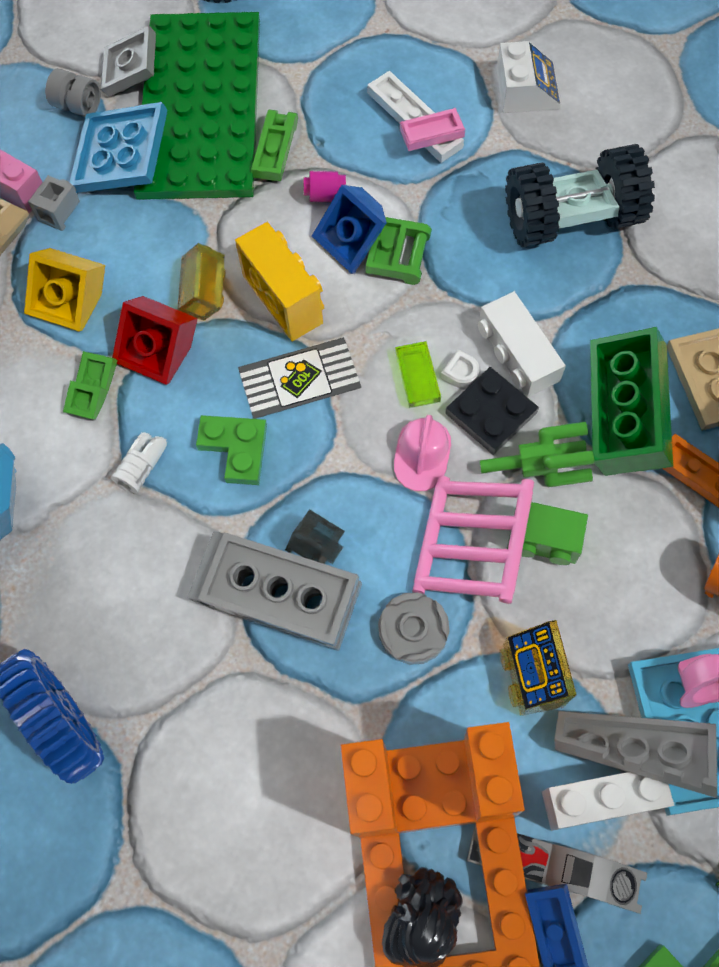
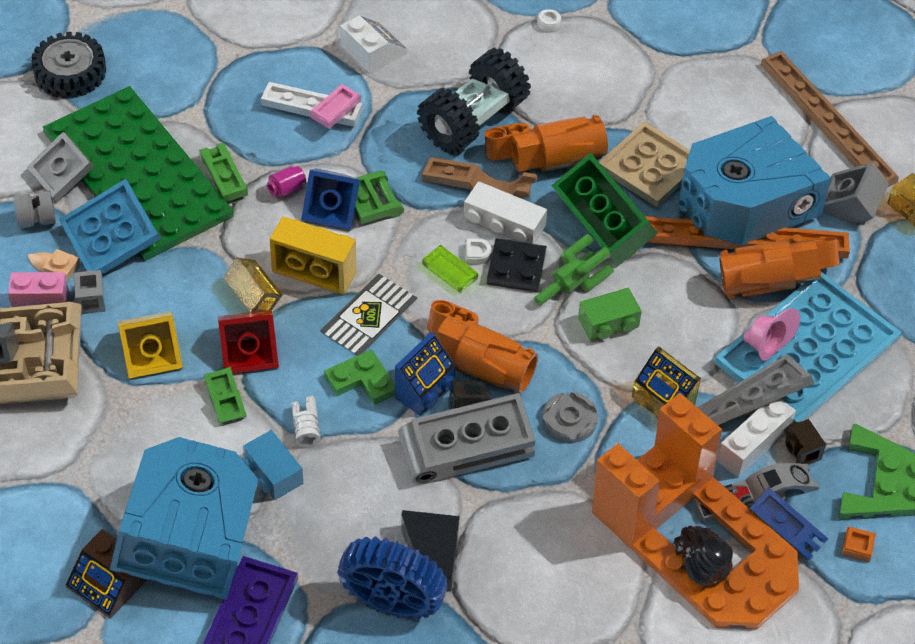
camera: 40 degrees left, 15 degrees down
(55, 158) = (55, 262): none -> light nougat plate
(68, 491) = (272, 465): none -> dark azure brick
(144, 695) = (433, 536): none -> black slope
(286, 484) = (424, 375): none -> slope
(365, 490) = (479, 349): none -> orange piece
(422, 454) = (493, 310): bright pink piece -> none
(509, 556) = (602, 334): bright pink bar -> none
(510, 276) = (467, 175): none -> medium nougat piece
(626, 289) = (547, 144): none -> orange piece
(660, 845) = (804, 442): none -> dark brown brick

